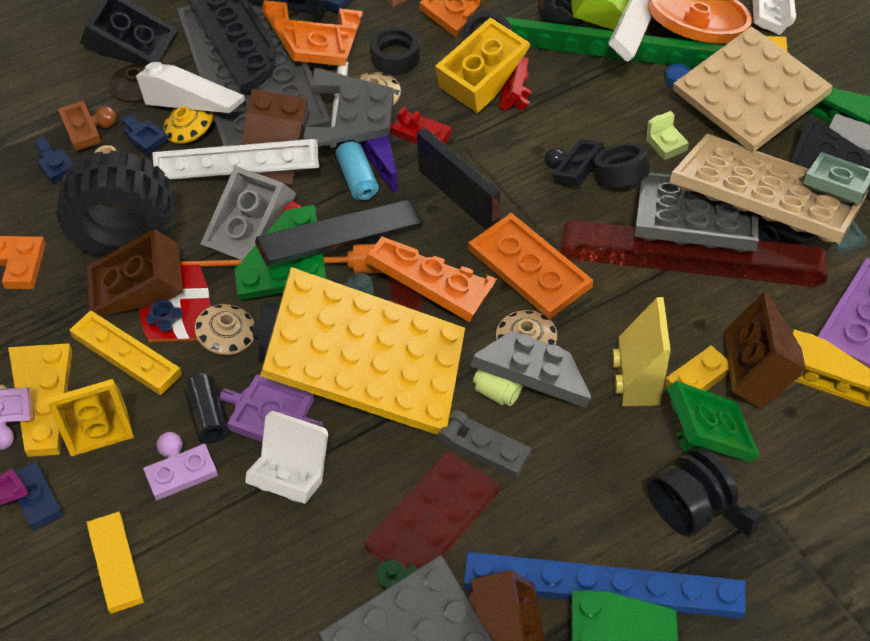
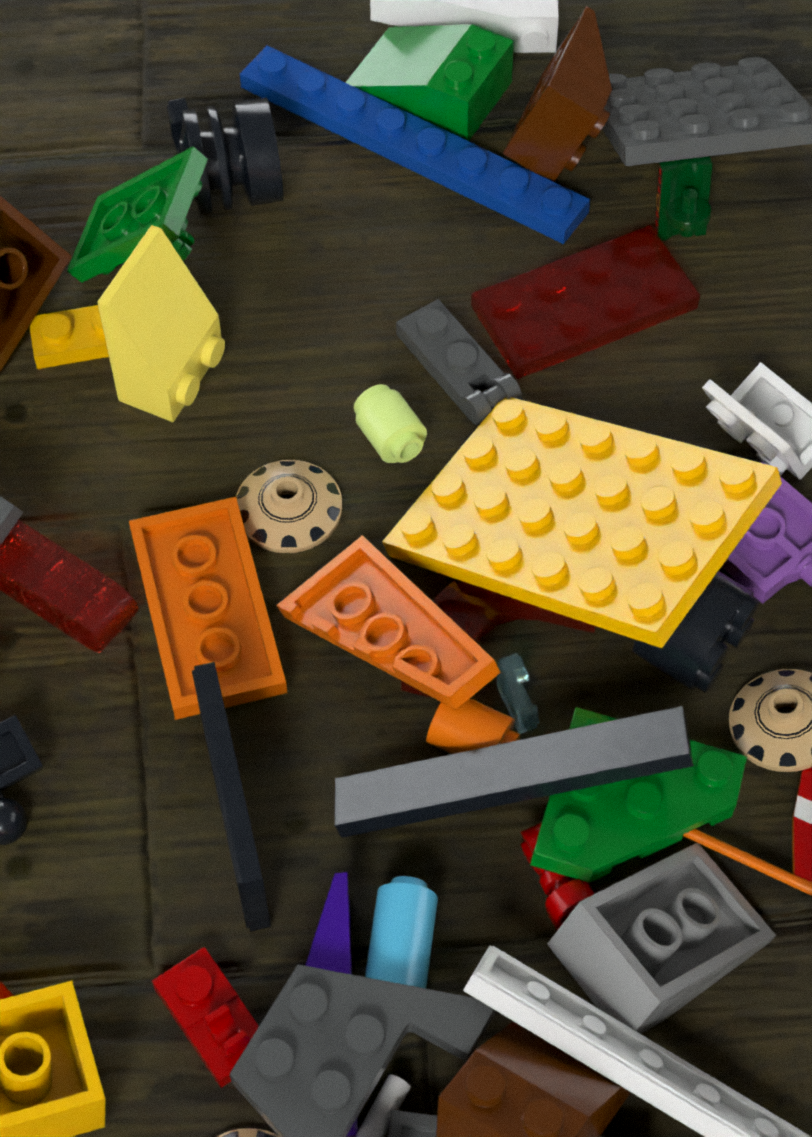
camera: 155 degrees left, 5 degrees up
(535, 366) = (322, 413): wing -> none

